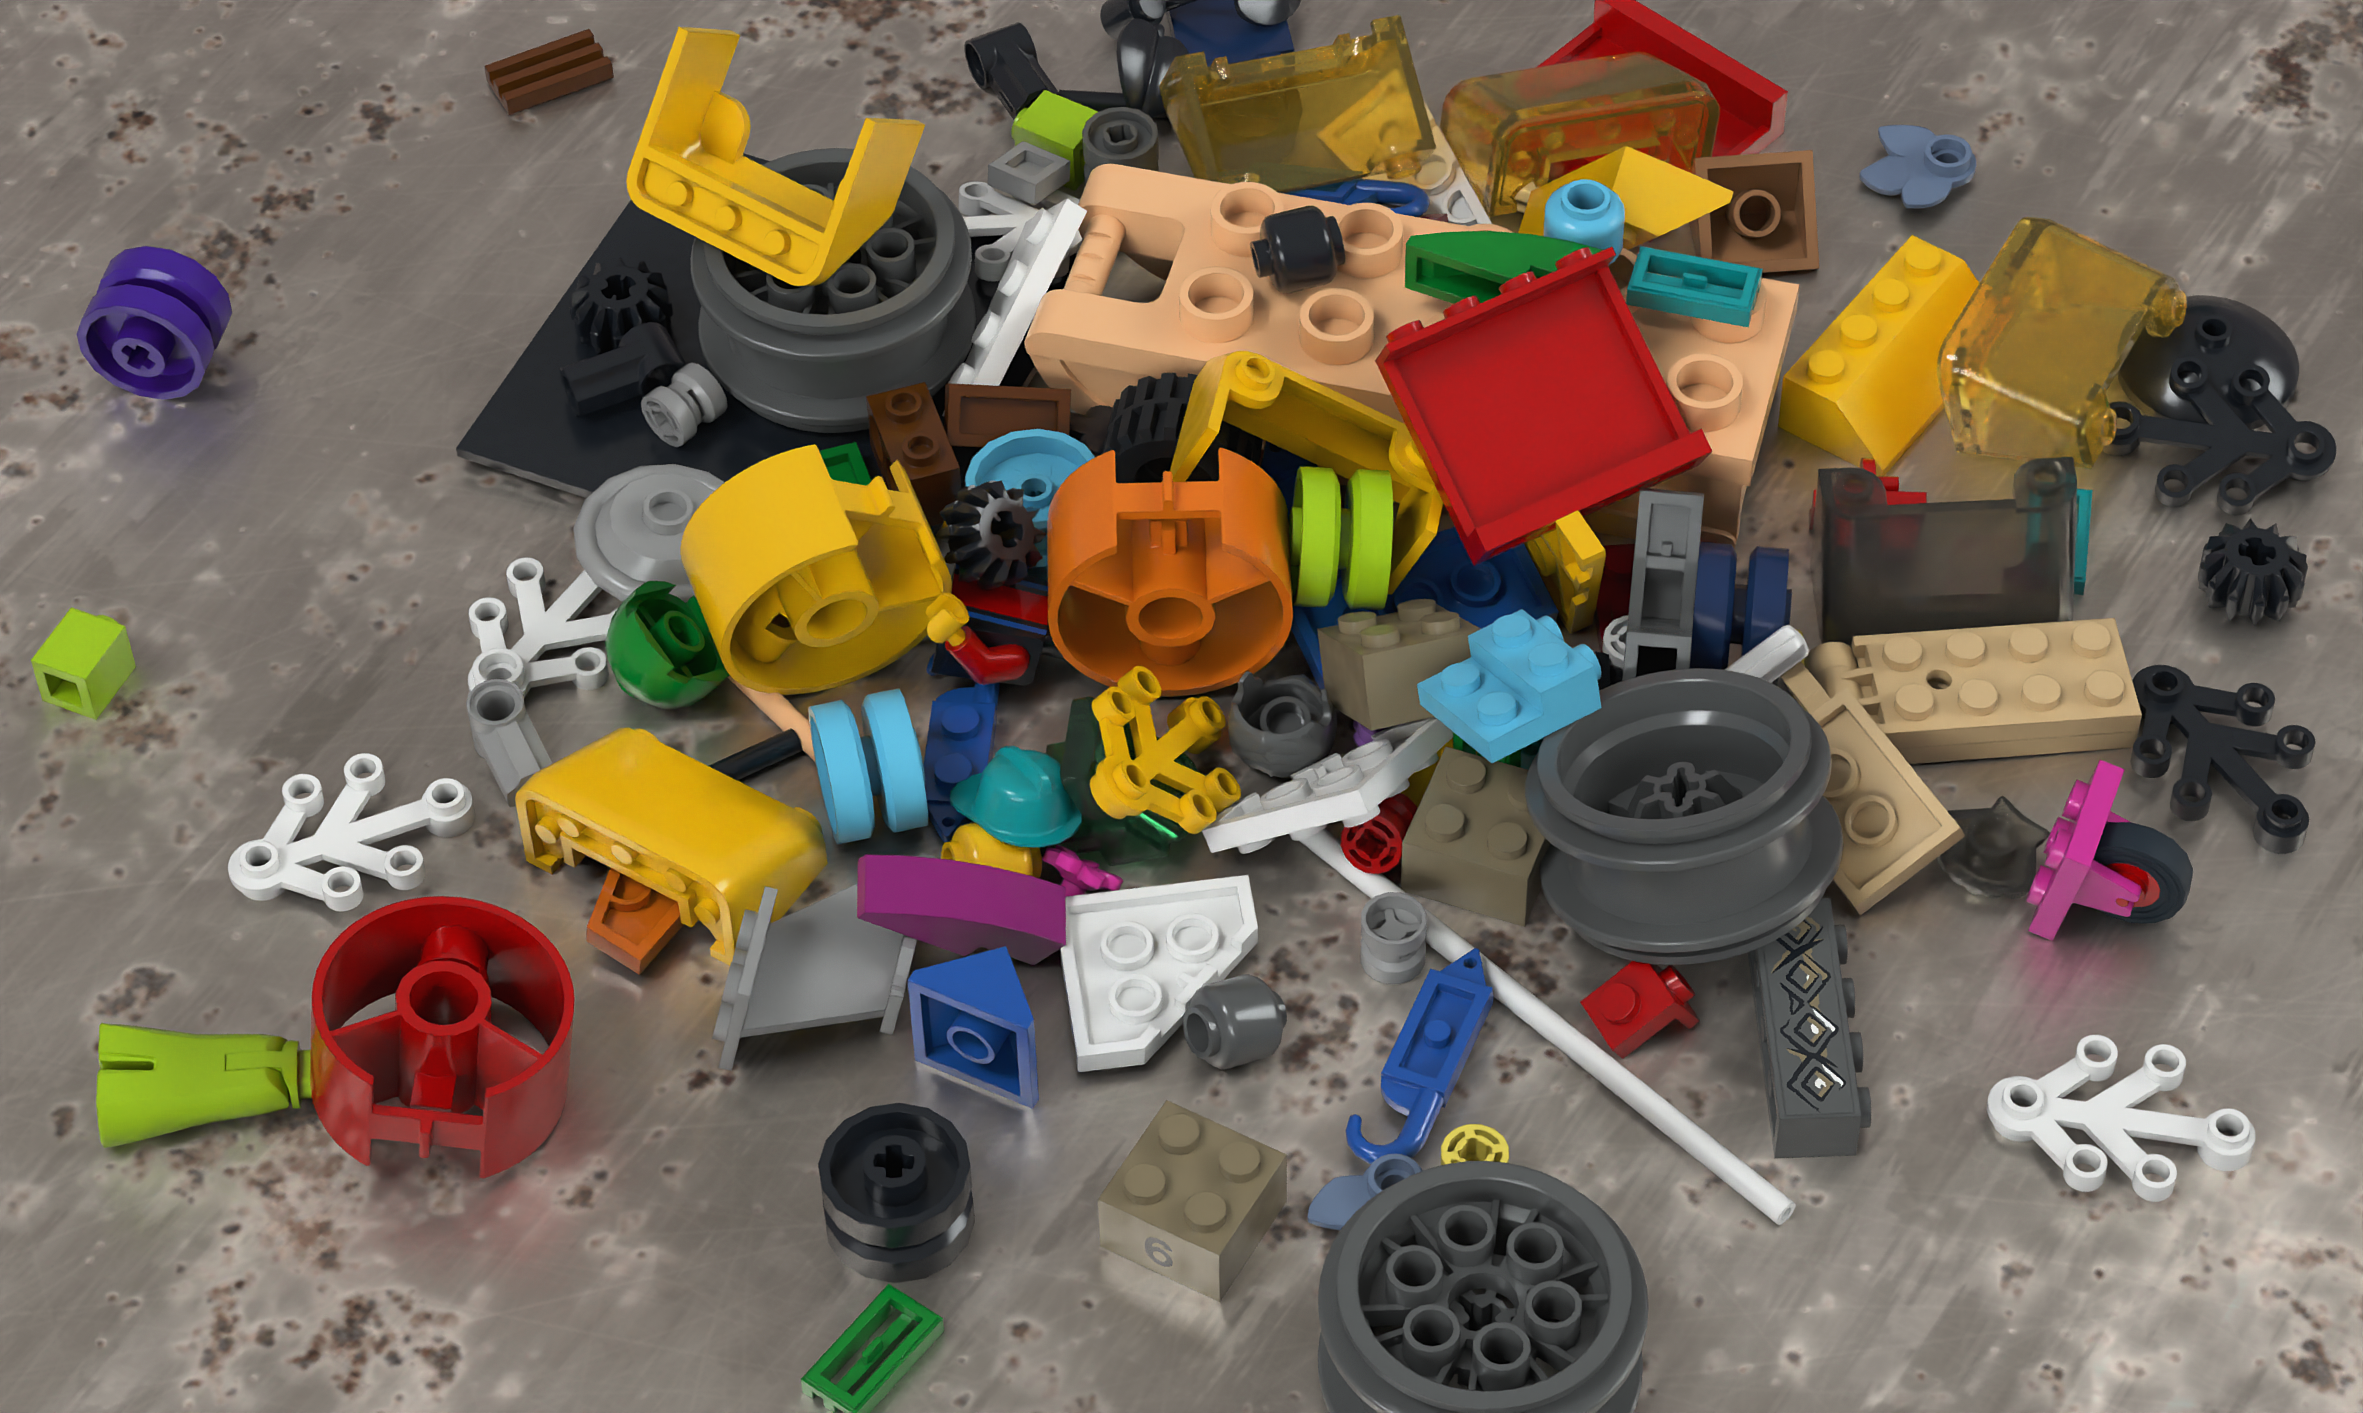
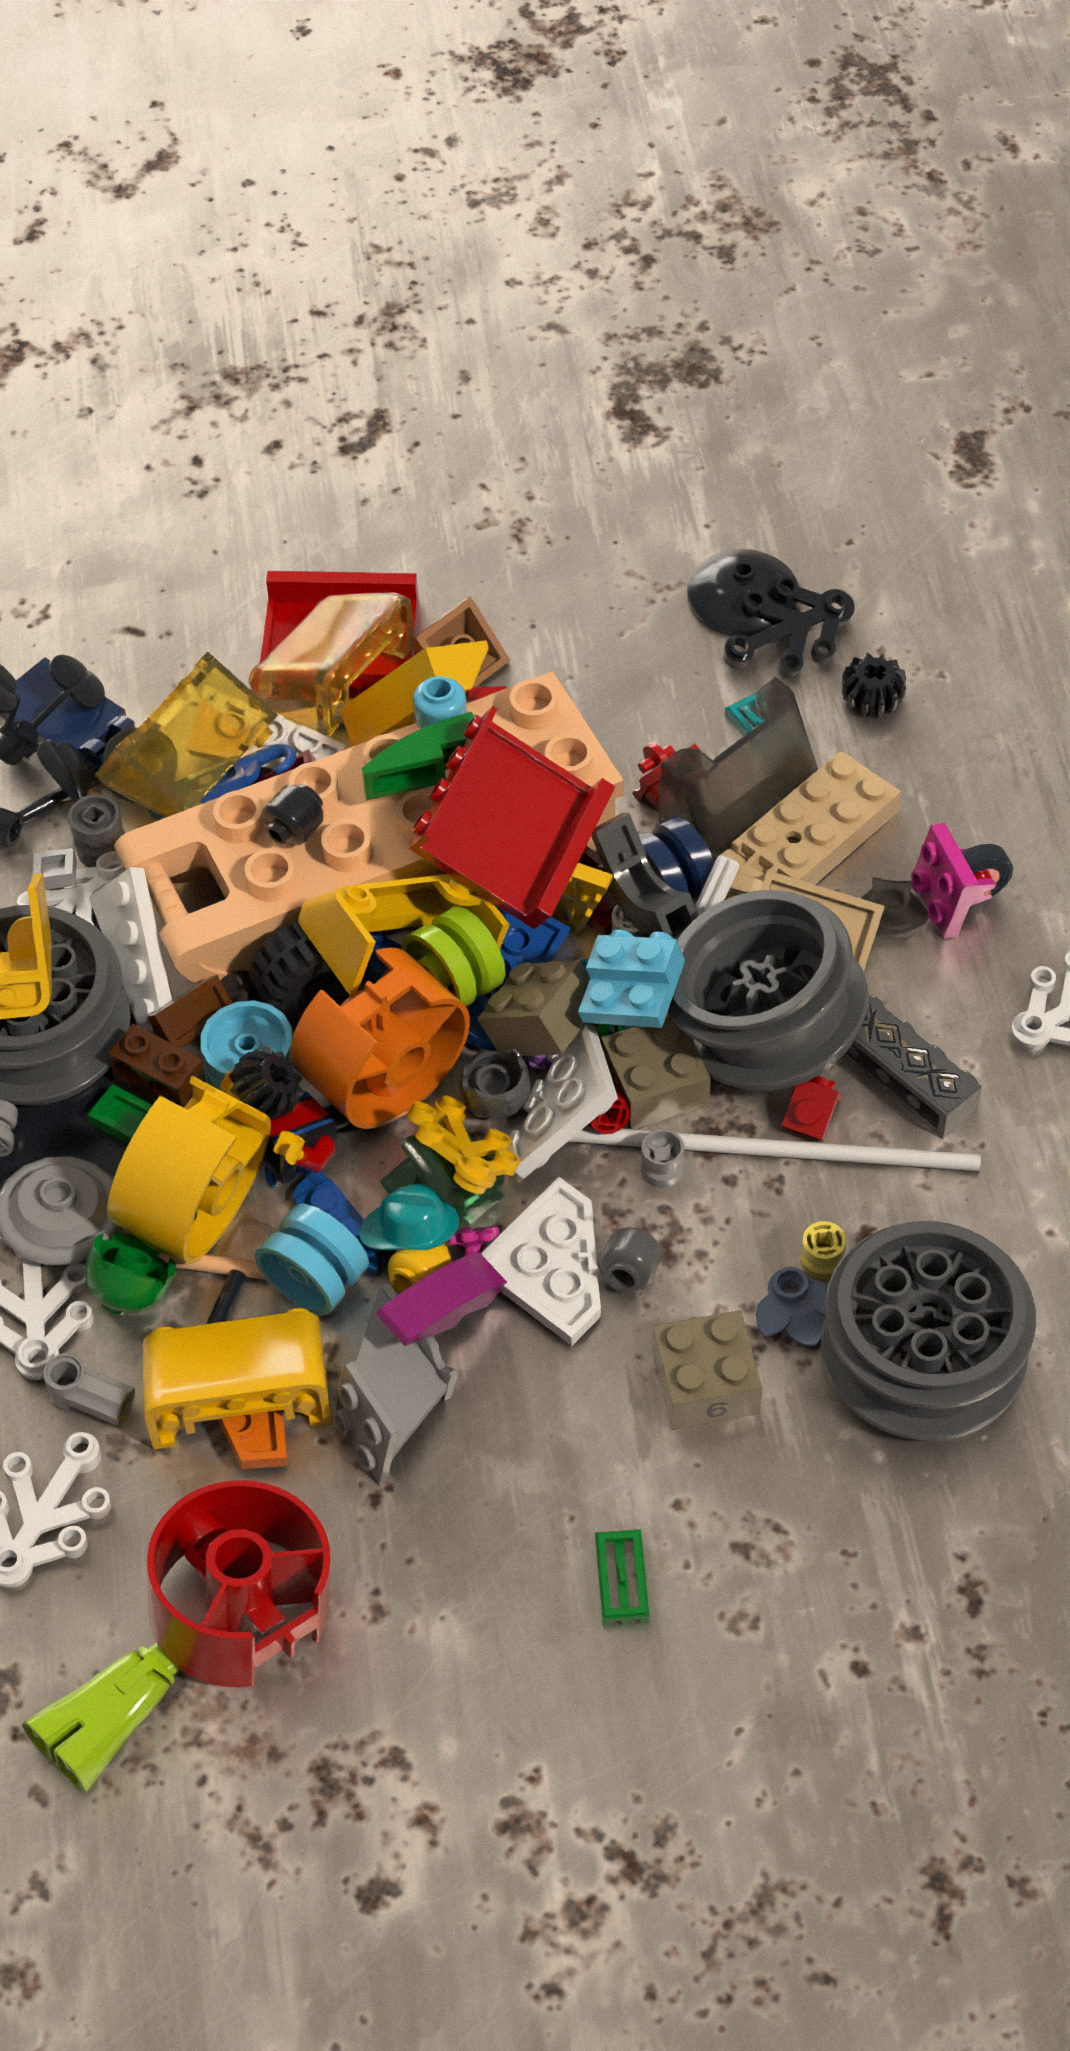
camera: 40 degrees left, 5 degrees up
(897, 1192) = (557, 1480): black wheel -> none
(976, 1024) = (517, 1356): blue slope -> none
(1056, 127) = (42, 834): lime brick -> none
(1429, 1054) = (740, 1207): blue plate -> none
(1692, 293) = (520, 709): teal tile -> none
(1873, 371) = (602, 678): yellow slope -> none
(1919, 165) = (507, 574): sand blue plate -> none
(2045, 341) = (684, 628): clear yellow windscreen -> none
(2171, 698) = (940, 785): black plant -> none

